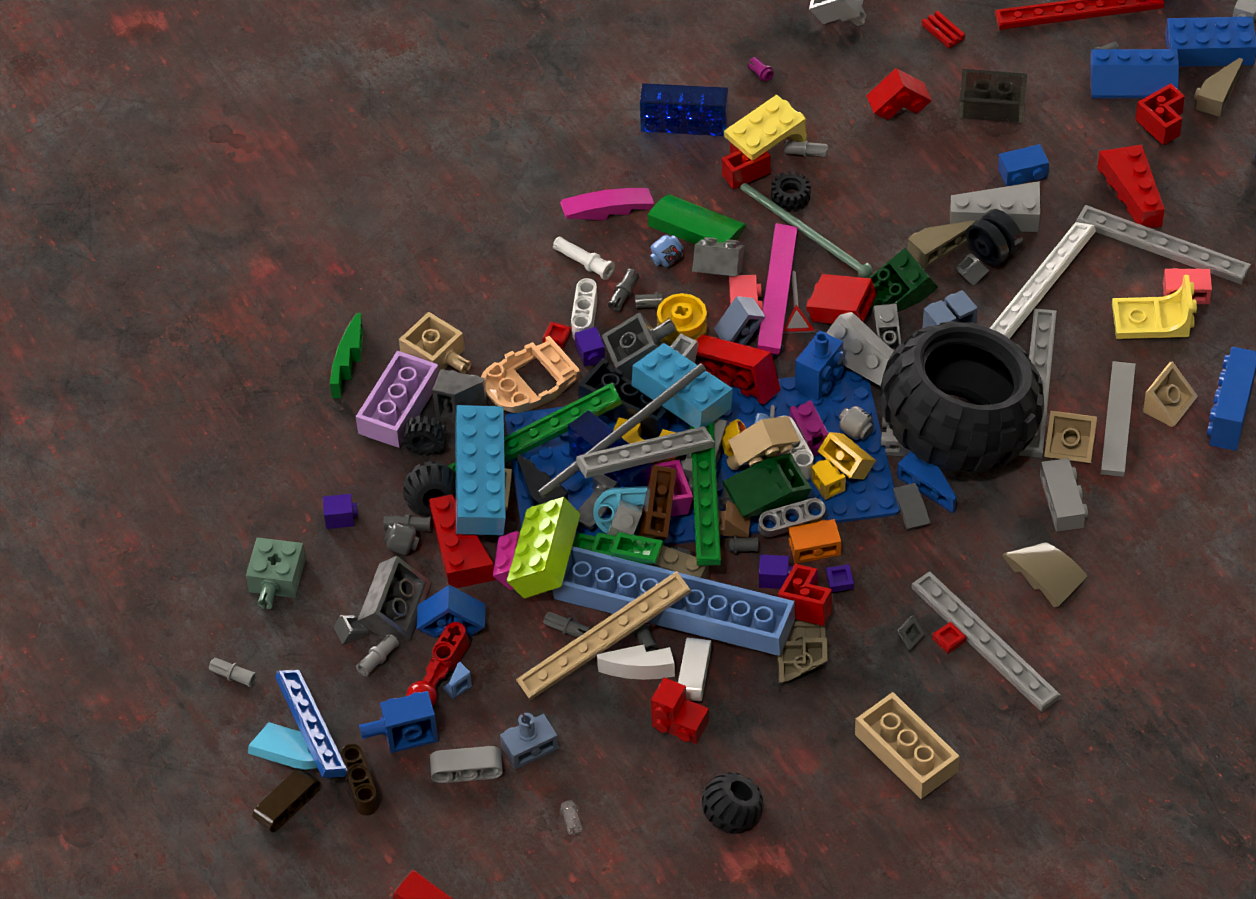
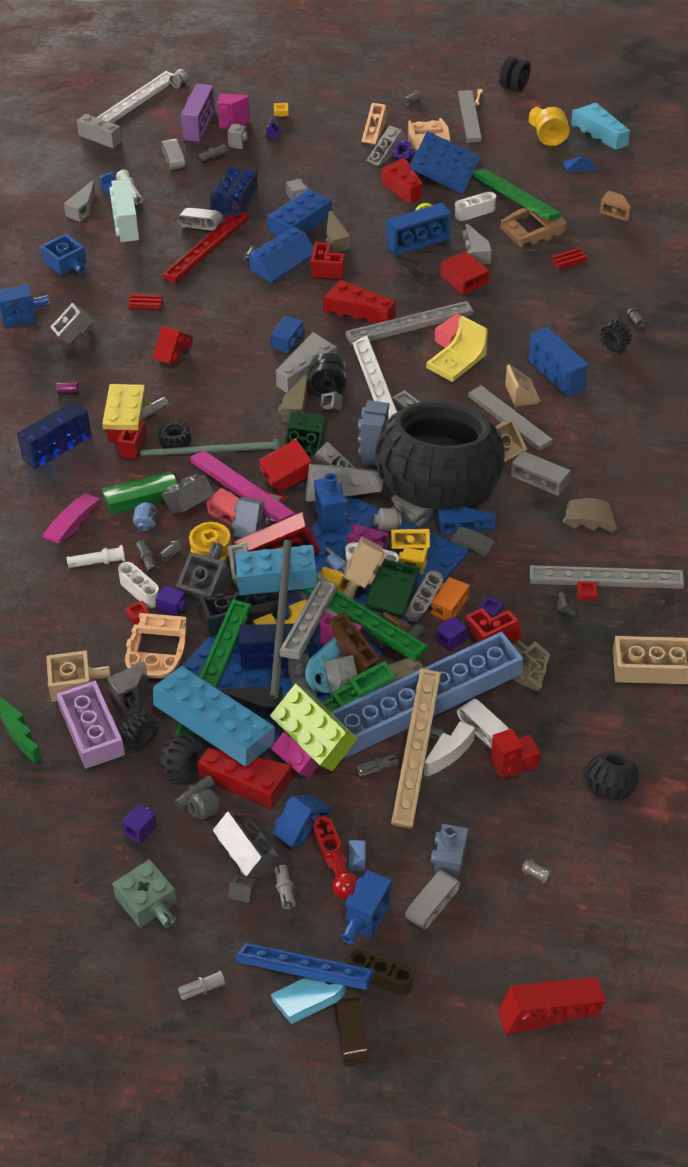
camera: 50 degrees left, 5 degrees down
(992, 95) = (224, 311): clear smoke brick -> none

